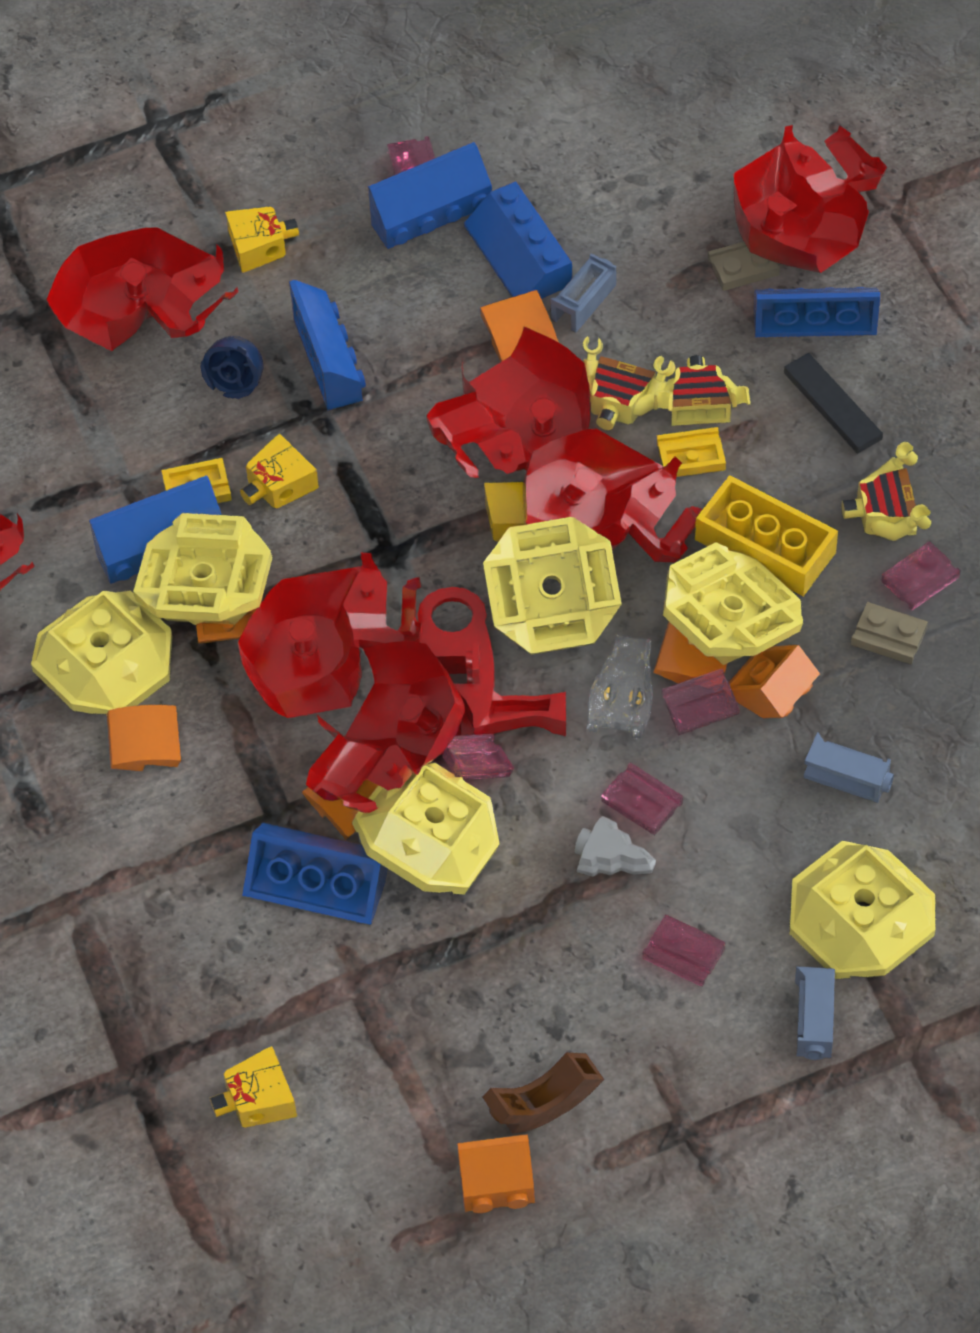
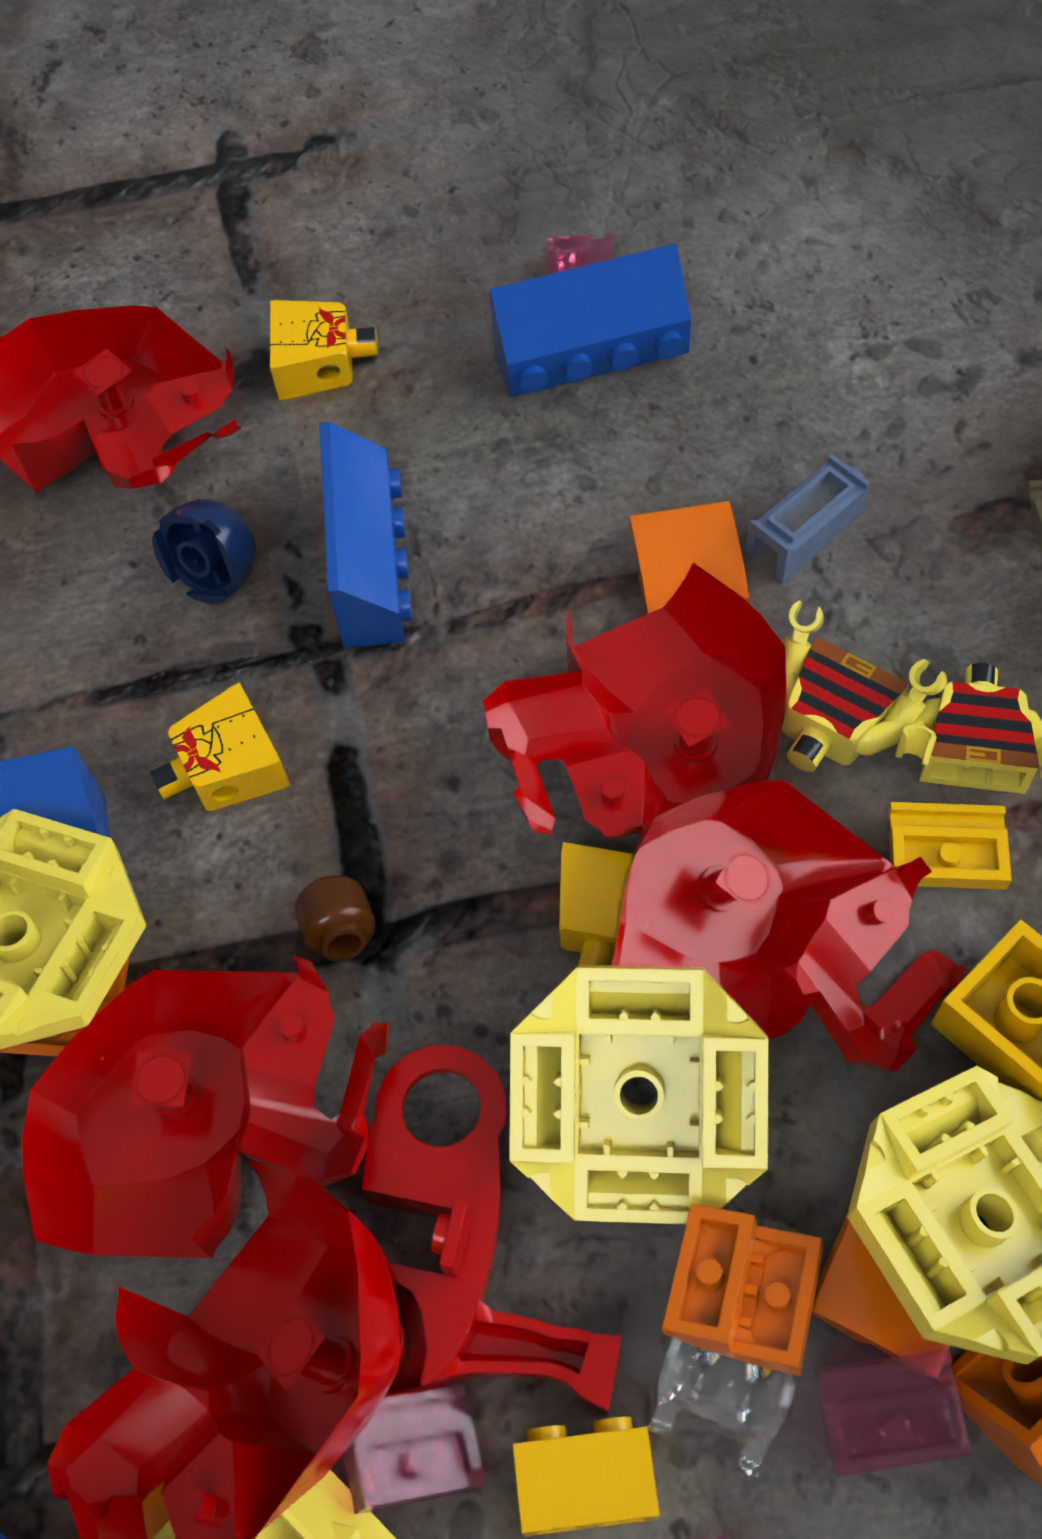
camera: 15 degrees right, 5 degrees up
(212, 468) = (103, 736): yellow plate -> none
(367, 538) = (334, 917): none -> reddish brown head
(518, 243) = (717, 421): blue slope -> none
(561, 756) = (585, 1478): none -> yellow brick
(620, 659) = (744, 1289): none -> orange slope

